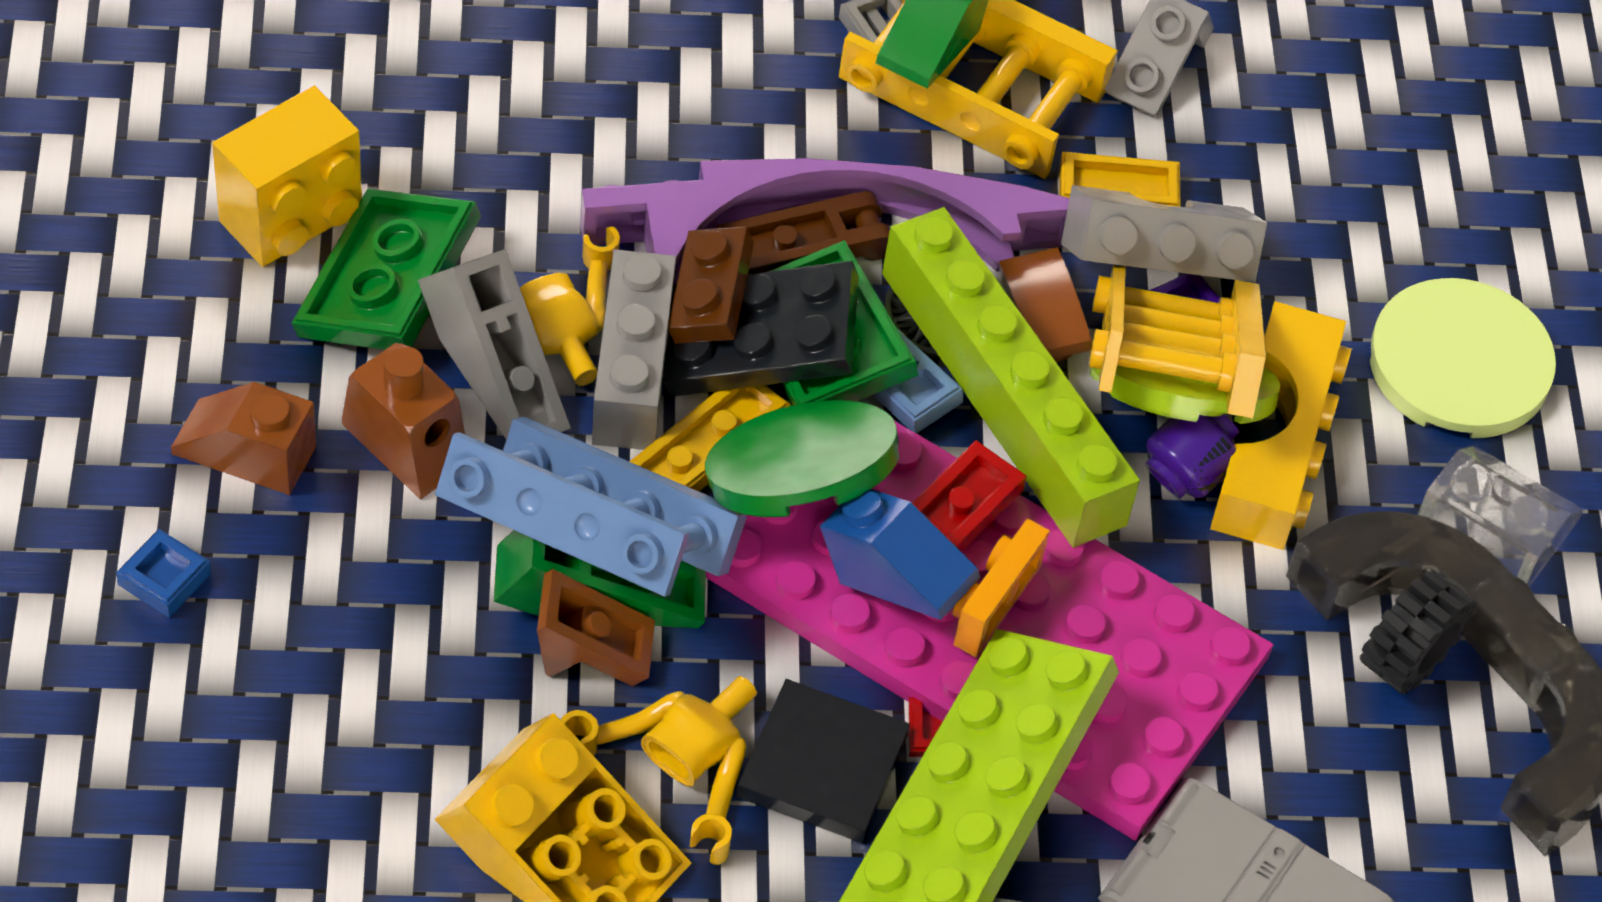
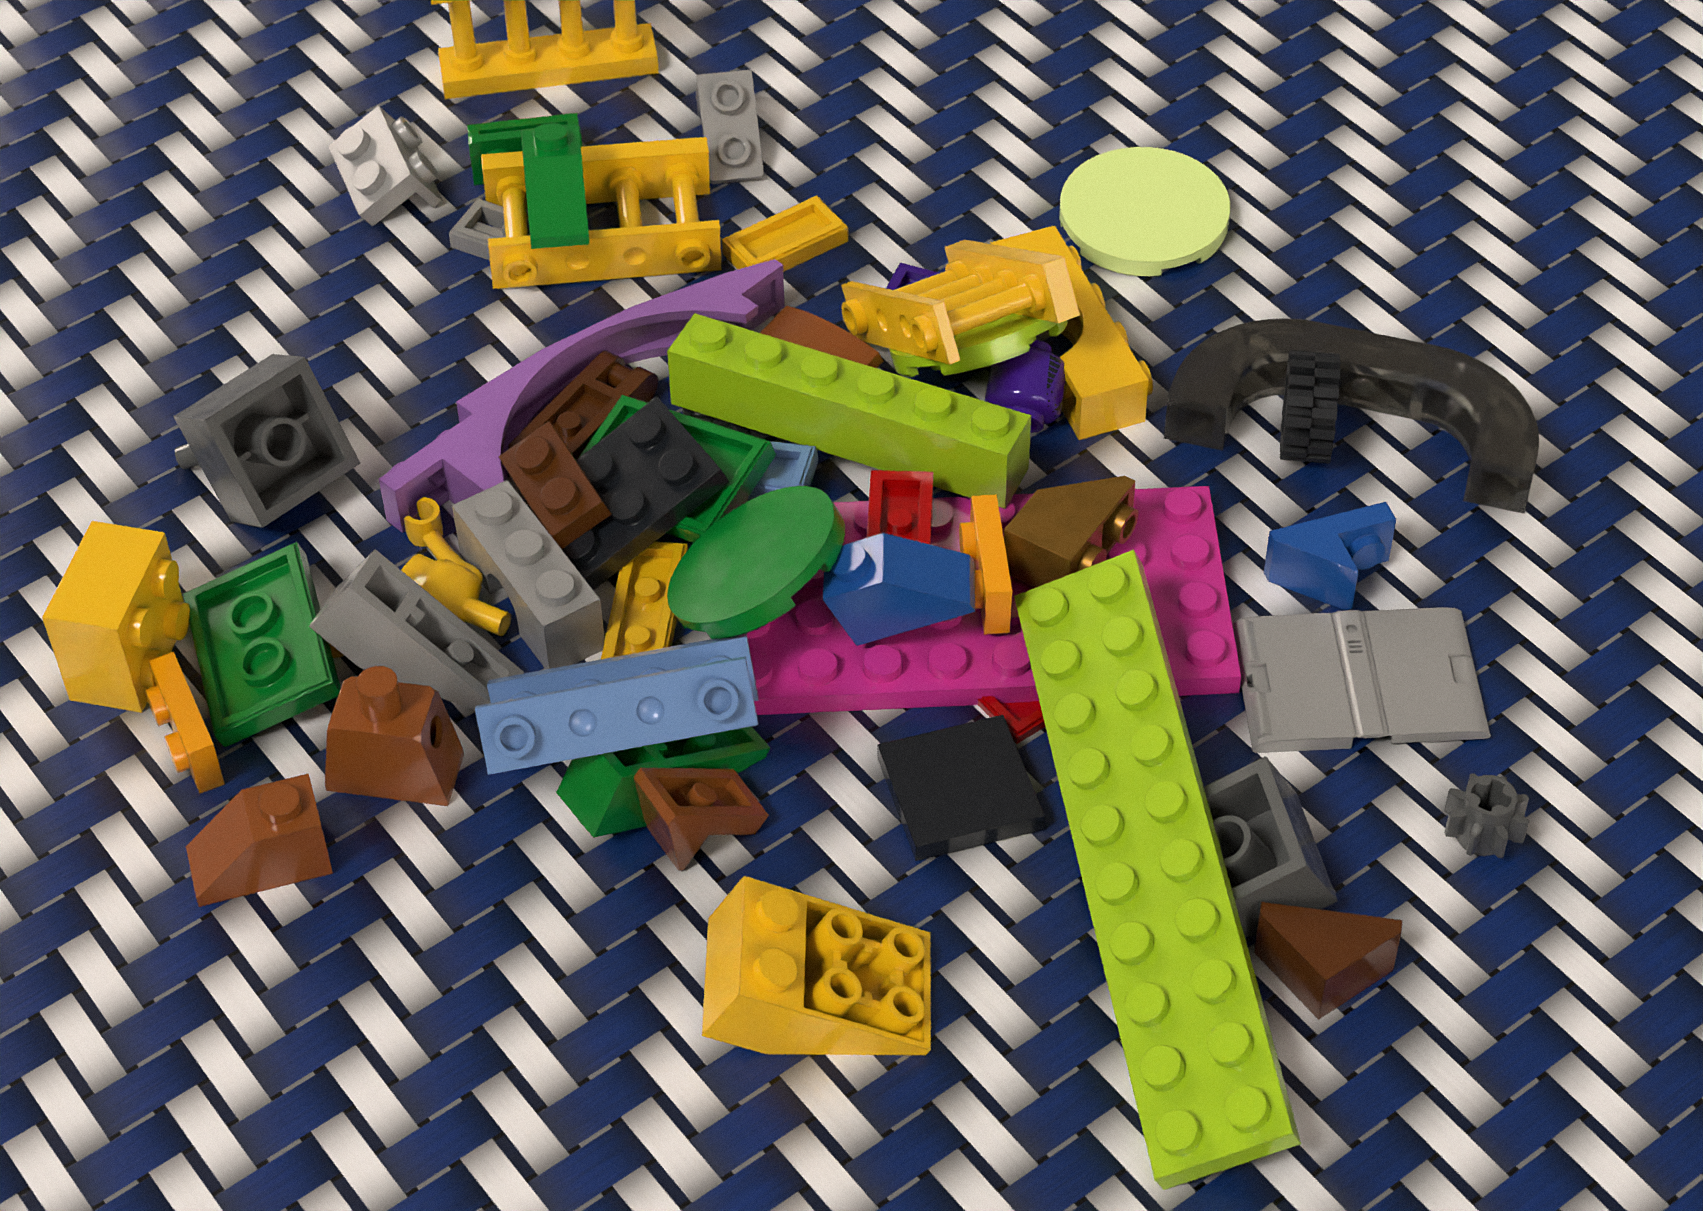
camera: 30 degrees left, 5 degrees down
(163, 573) = (283, 1002): blue tile -> none
(279, 283) = (190, 743): none -> light orange plate
(522, 99) = (265, 440): none -> dark grey piece
(684, 742) = (848, 842): yellow piece -> none
(1095, 602) = (1069, 528): none -> pearl gold slope
(1156, 236) = (864, 245): light grey arch -> none
(1309, 765) = (1326, 553): none -> blue slope
(1501, 510) = (1278, 291): clear slope -> none

